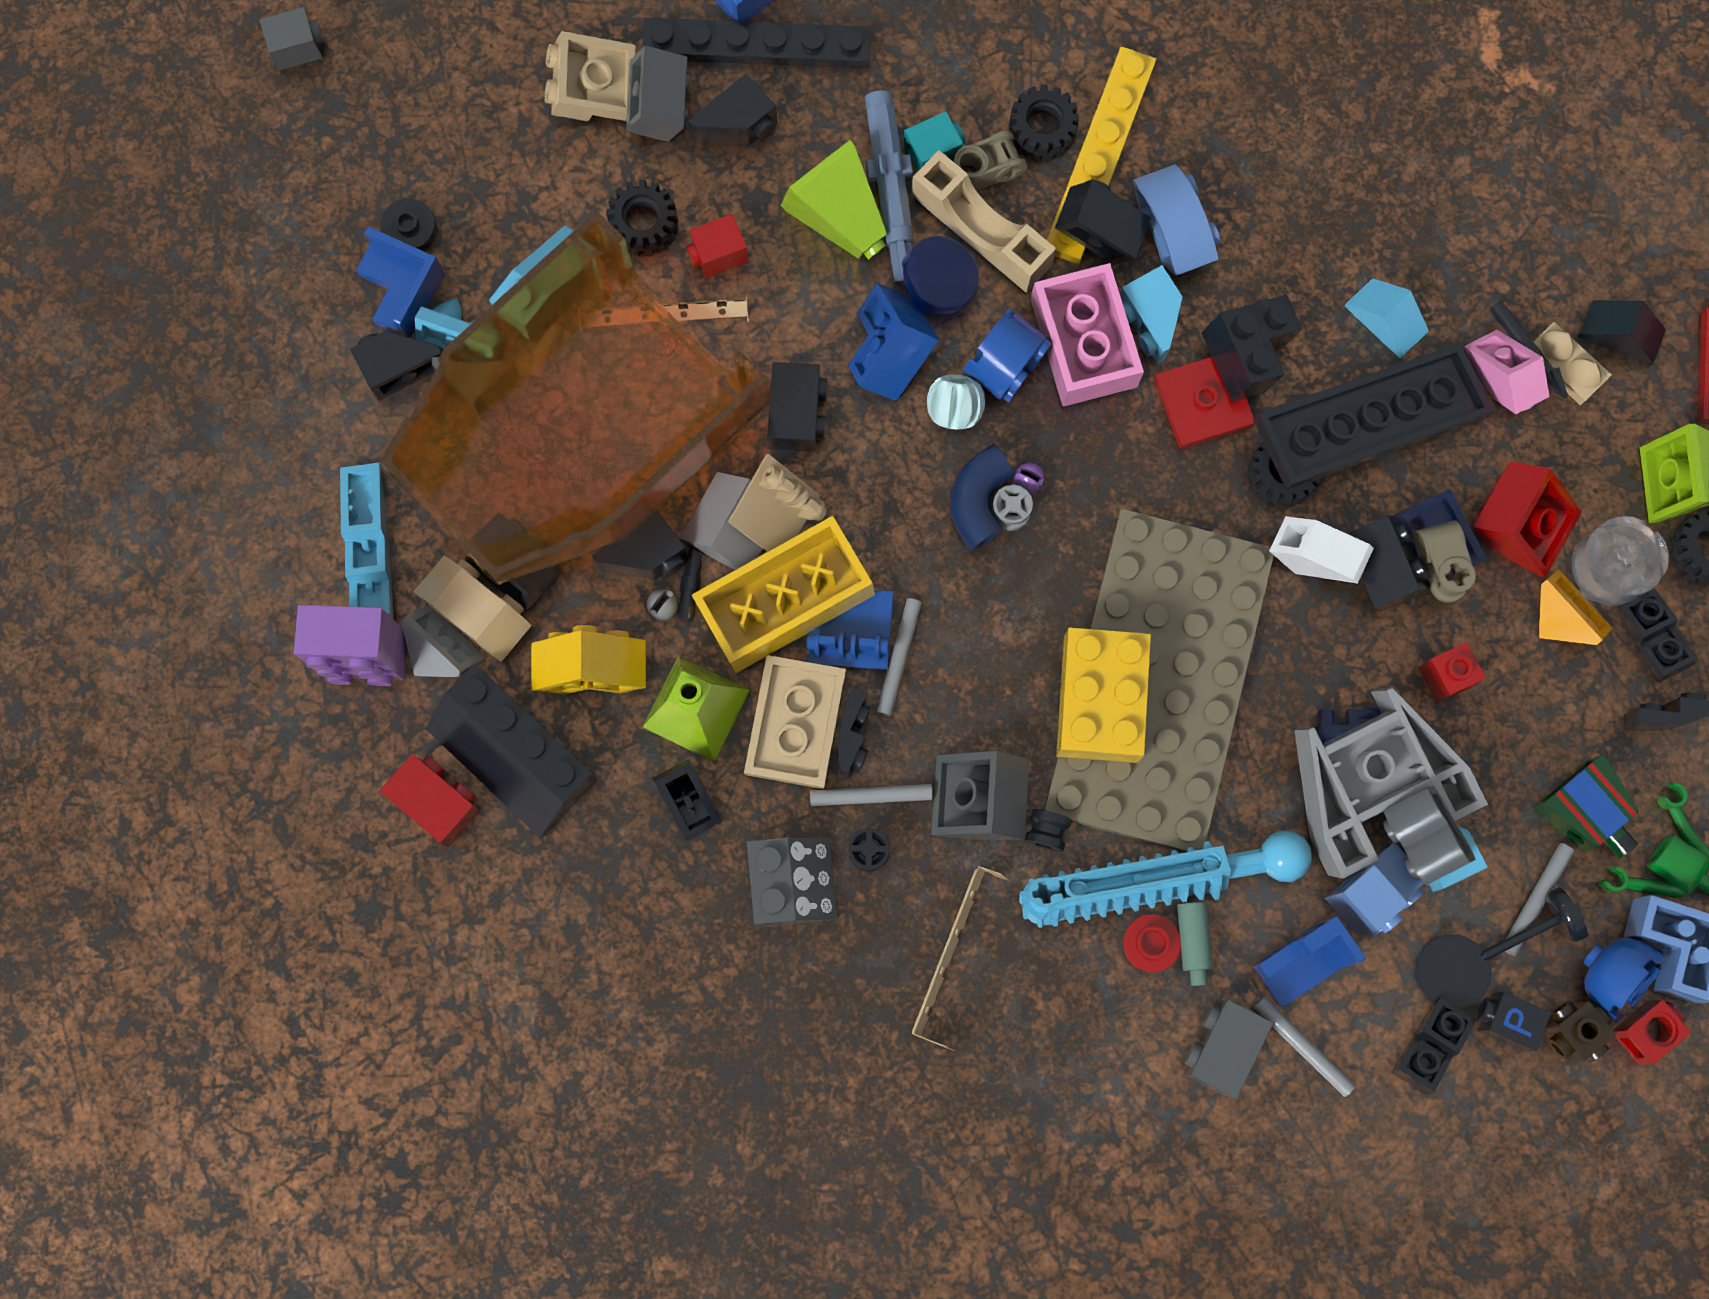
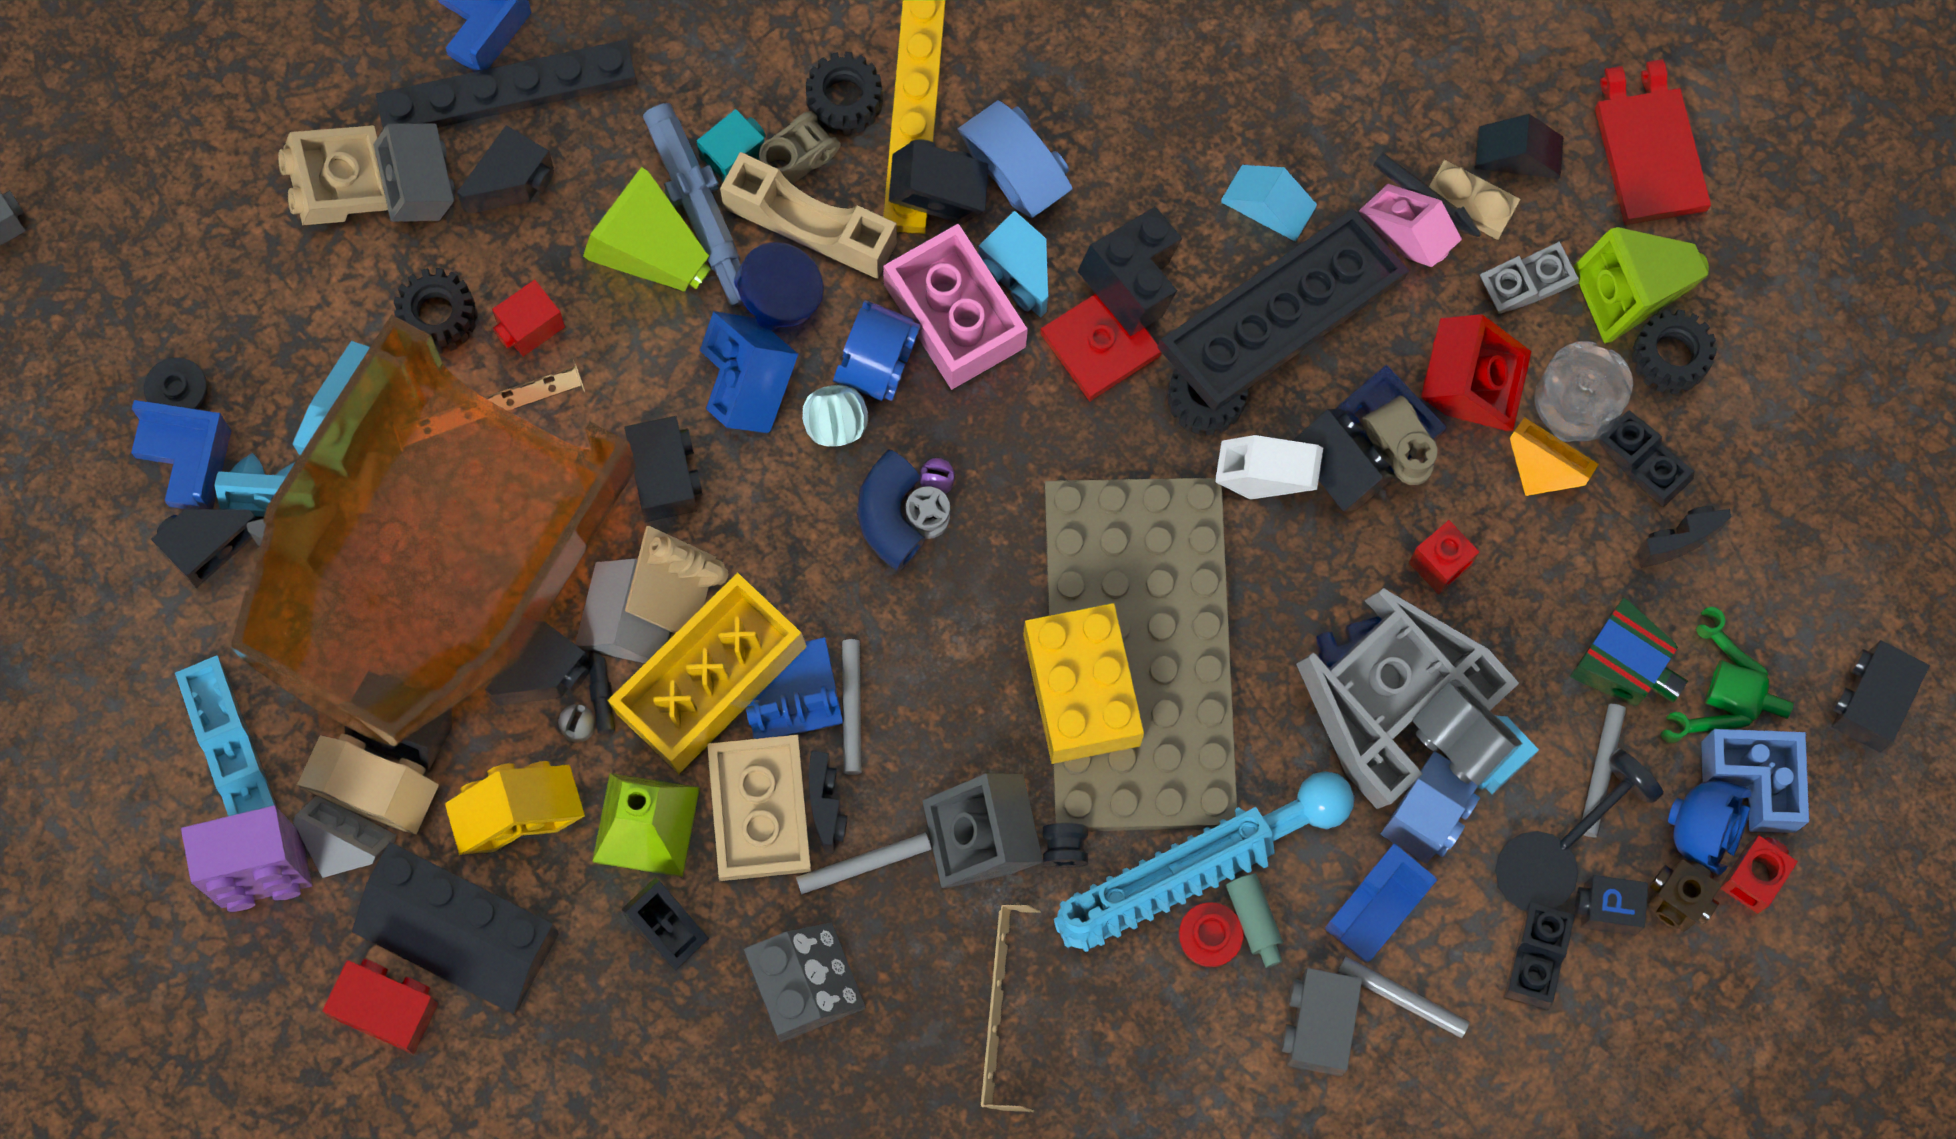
camera: 20 degrees left, 5 degrees down
(869, 842) = (876, 913): black wheel -> none
(1599, 447) = (1529, 279): none -> light grey slope

